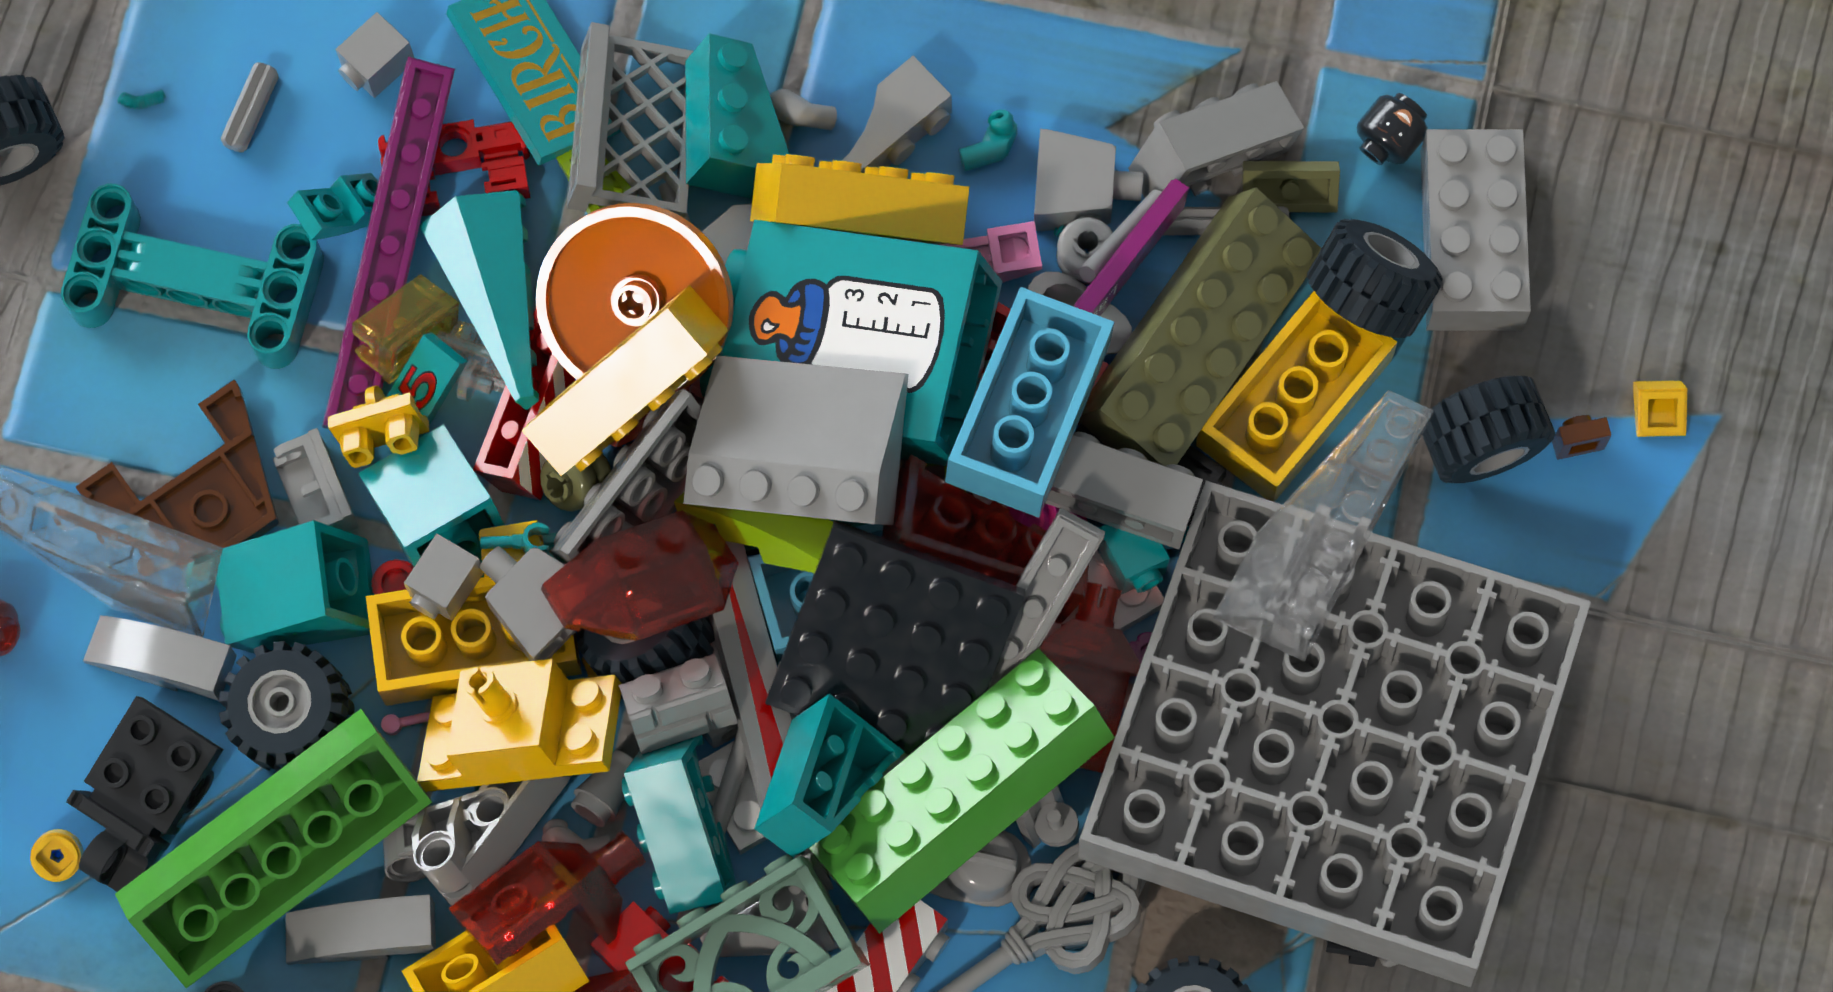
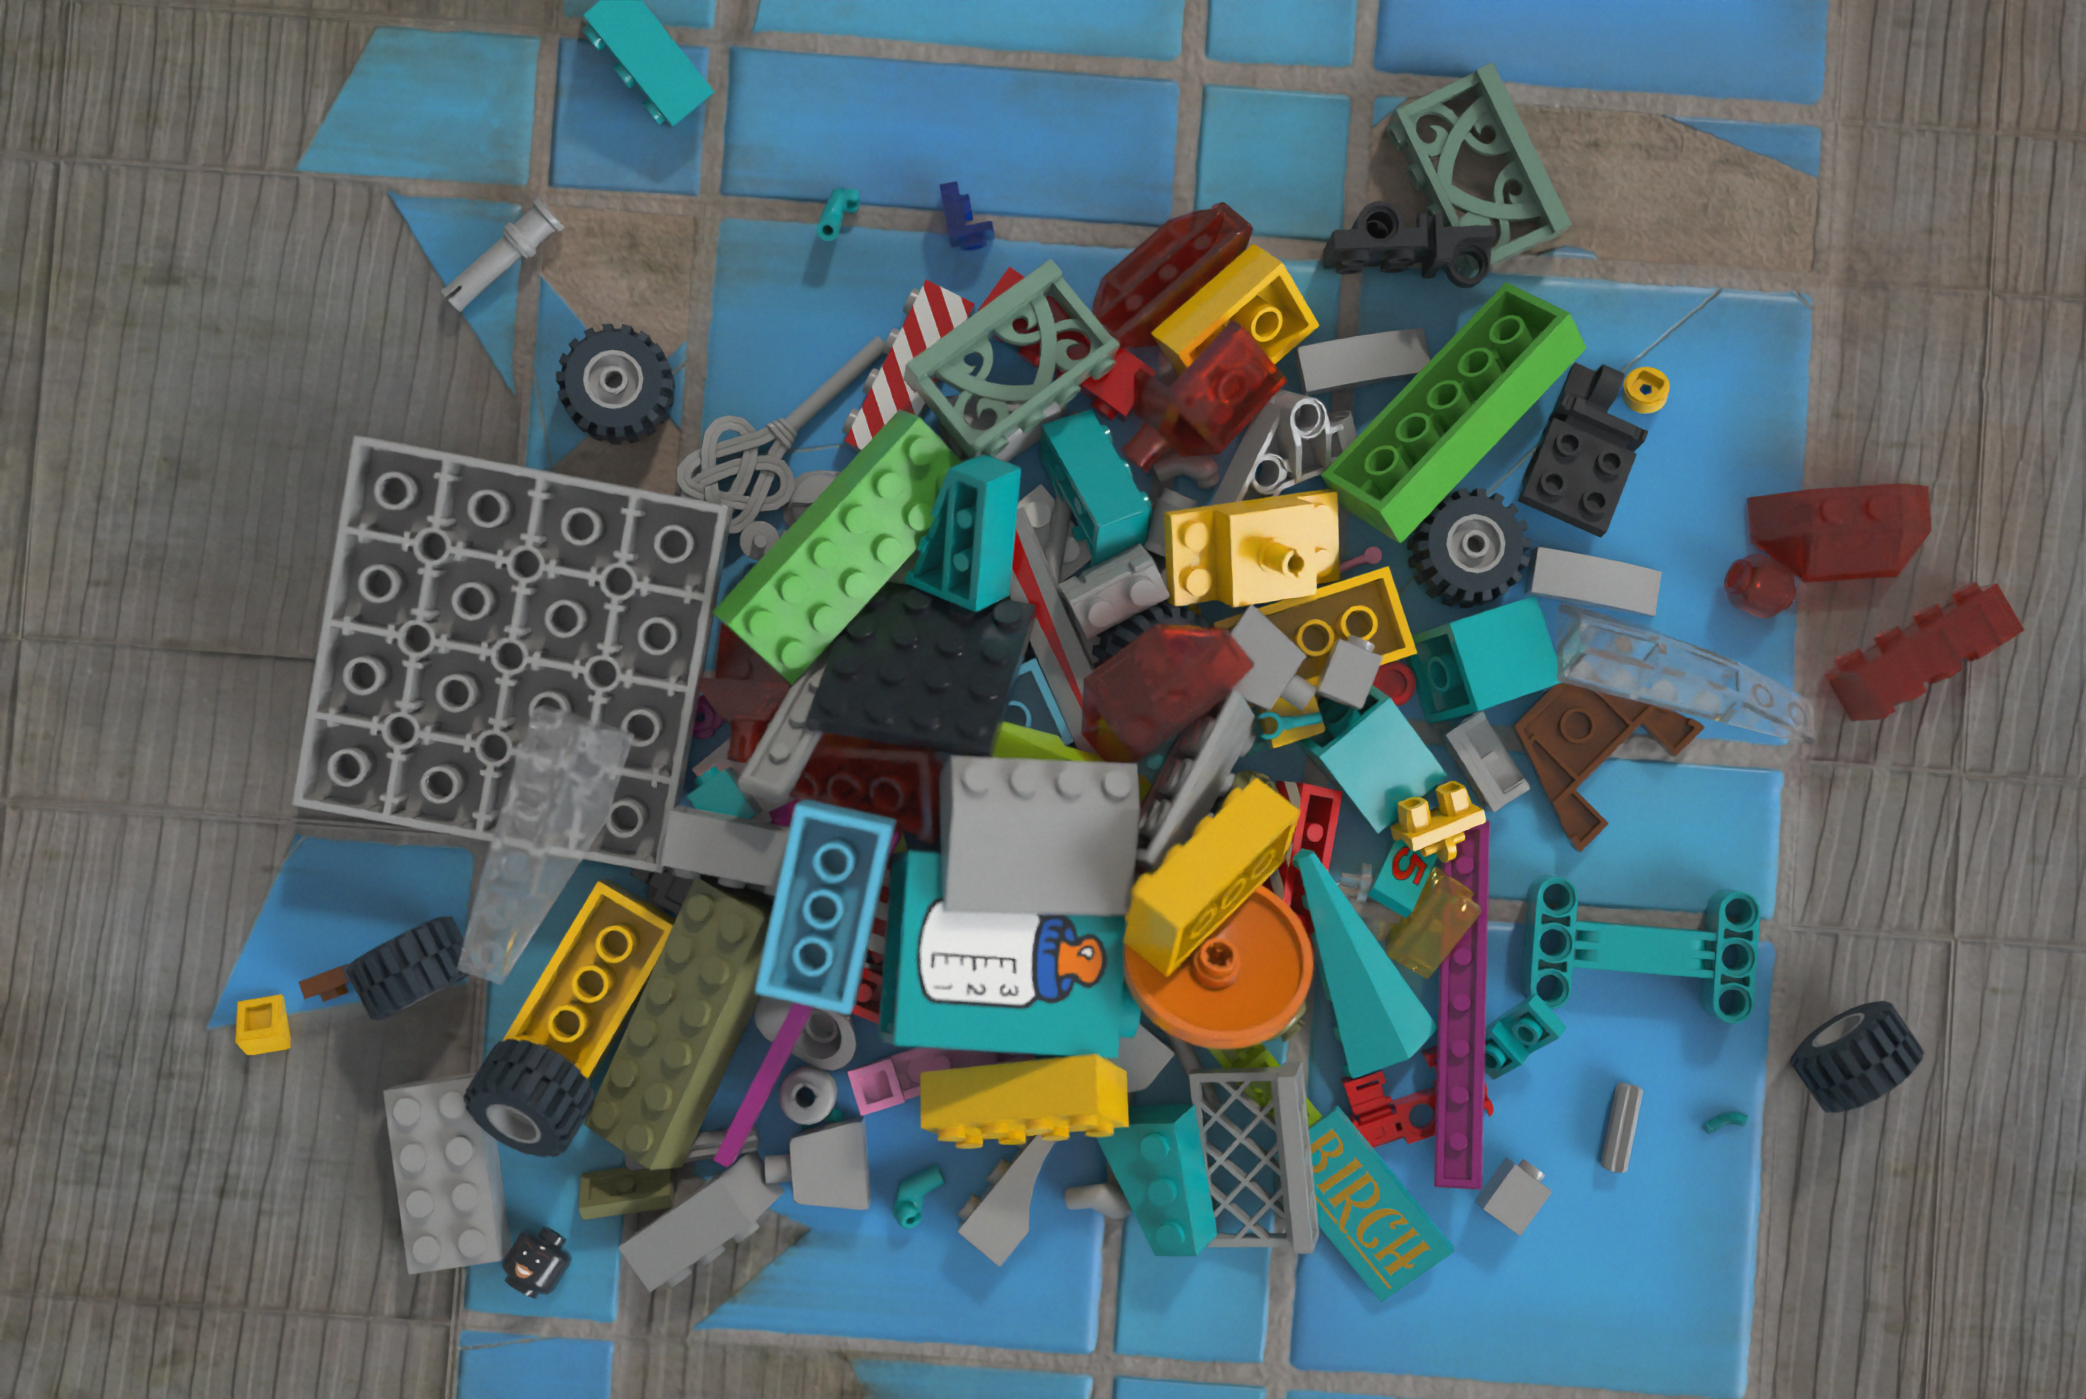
camera: 165 degrees right, 15 degrees up
(1101, 256) = (773, 1108): light grey bar -> none

